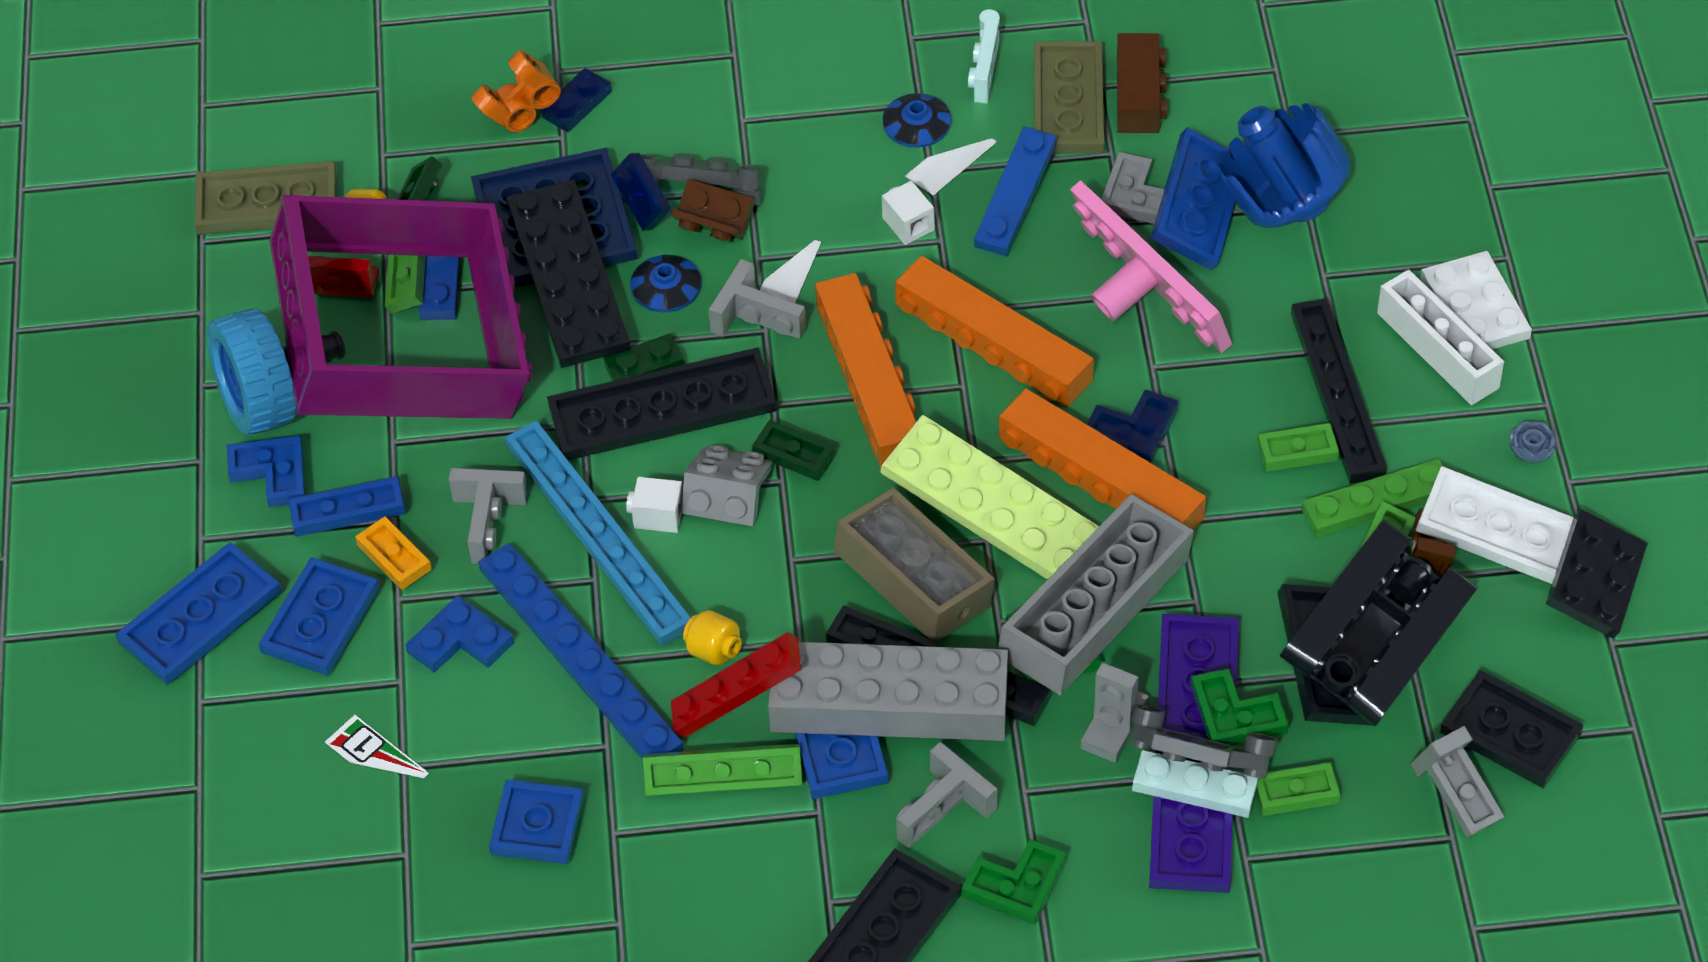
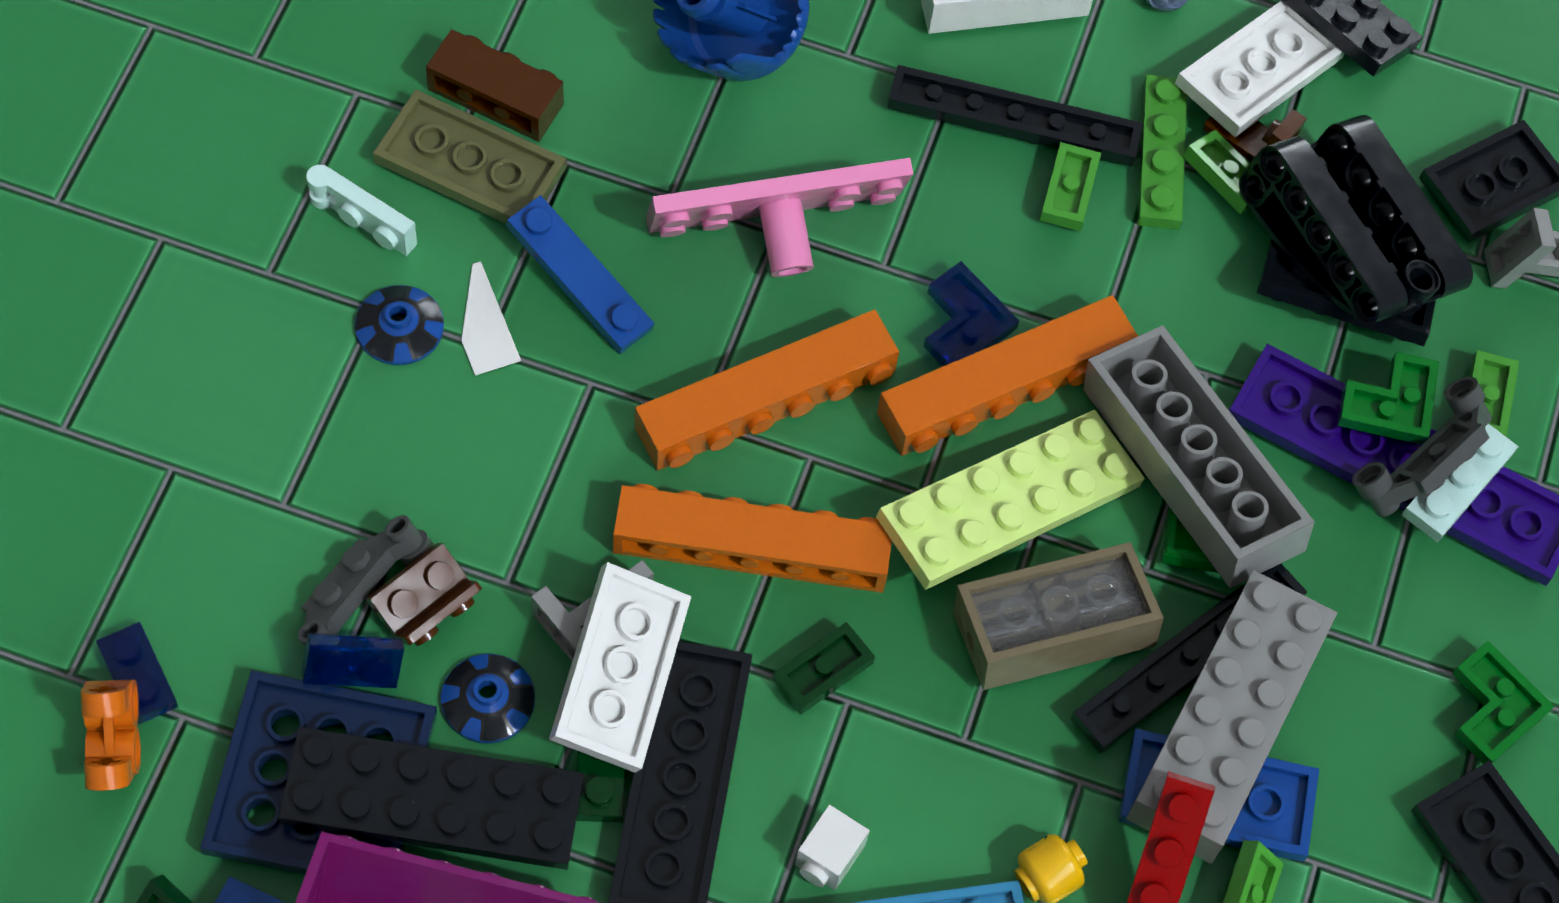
camera: 75 degrees left, 10 degrees up
(713, 323) = (620, 668): none -> white plate
(724, 485) = (836, 756): light grey bracket -> none
(789, 278) = (557, 565): white sticker -> none
(908, 212) = (545, 394): white brick -> none
(954, 784) = (1365, 726): light grey bracket -> none
(1113, 710) = (1337, 513): light grey bracket -> none
(1127, 189) = (643, 171): light grey plate -> none
(1195, 202) = (700, 110): blue plate -> none

